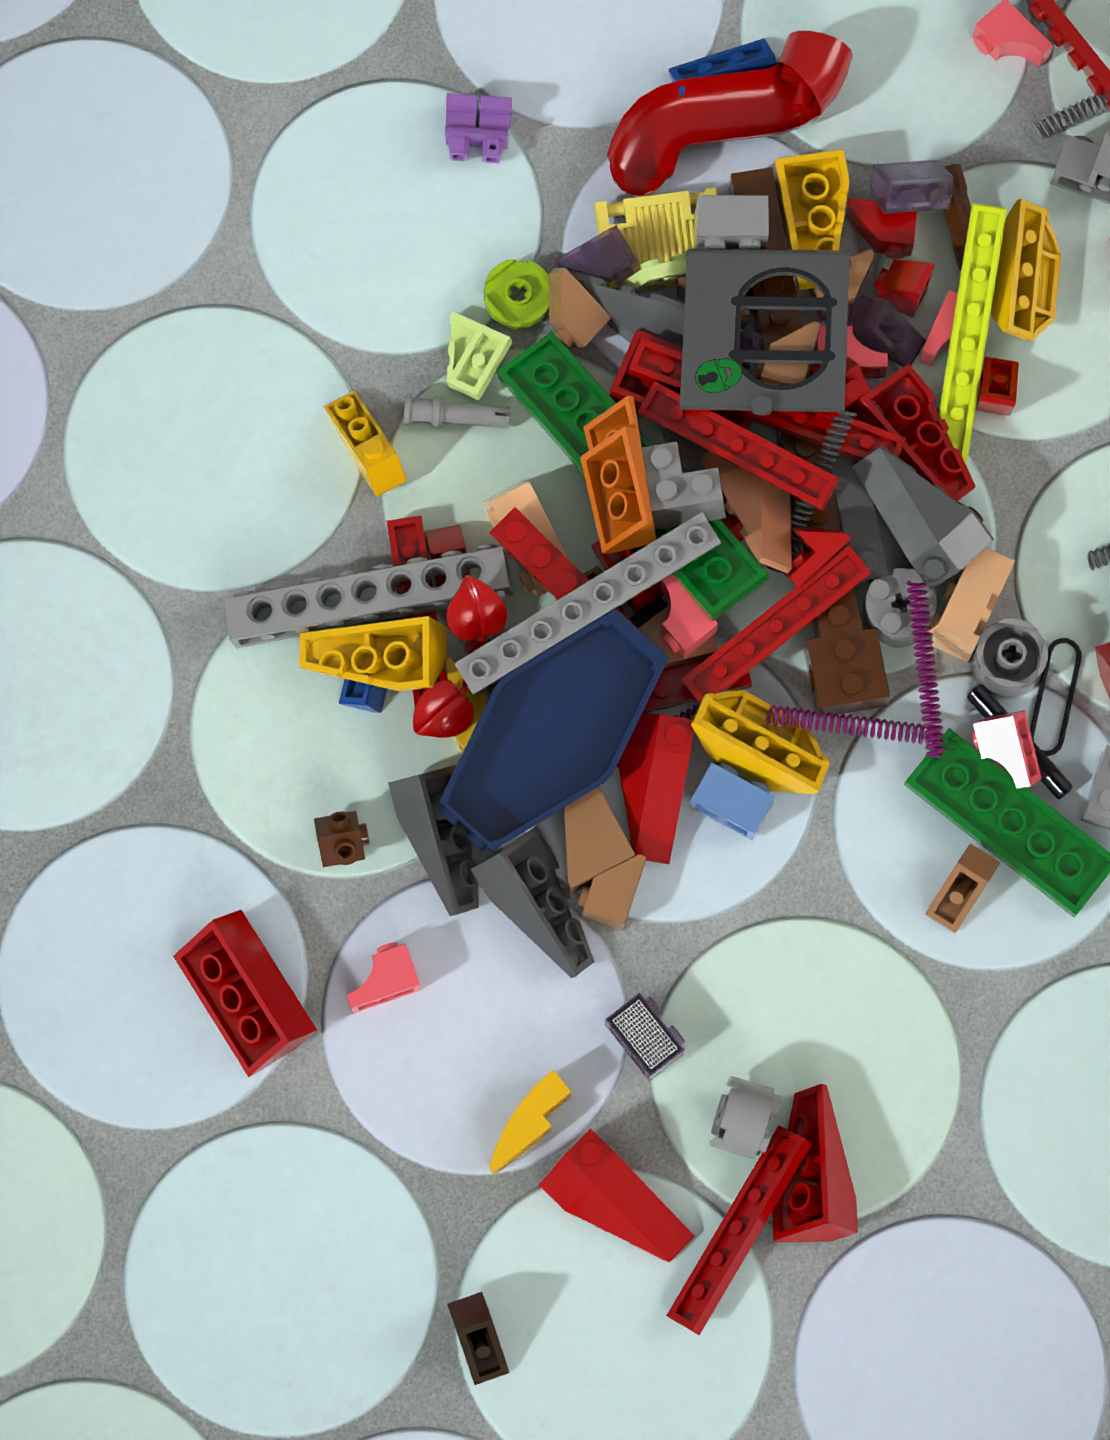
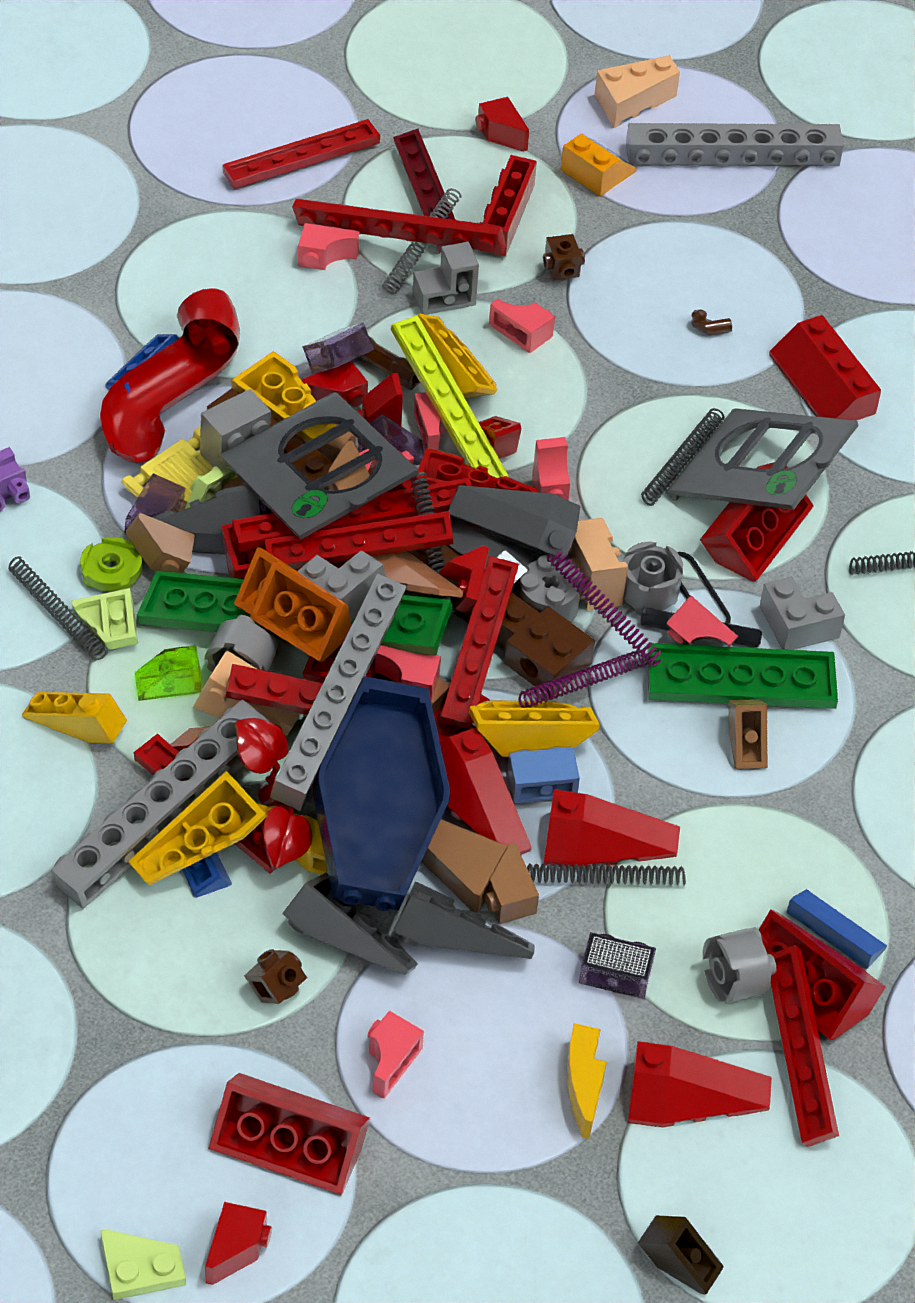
camera: 40 degrees left, 25 degrees down
(42, 1022) = (140, 1264): none -> yellowish green wing
(128, 1060) = (236, 1241): none -> red slope
(437, 310) = (54, 613): none -> dark grey piece
(437, 411) = (115, 665): light grey pin -> none
(480, 457) = (169, 674): none -> clear neon green slope
(555, 481) = (243, 640): none -> light grey brick
(712, 942) = (542, 868): none -> dark grey piece
(737, 894) = (599, 831): none -> red wedge
(876, 1138) = (835, 928): none -> blue slope
(1009, 474) = (551, 467): none -> coral arch

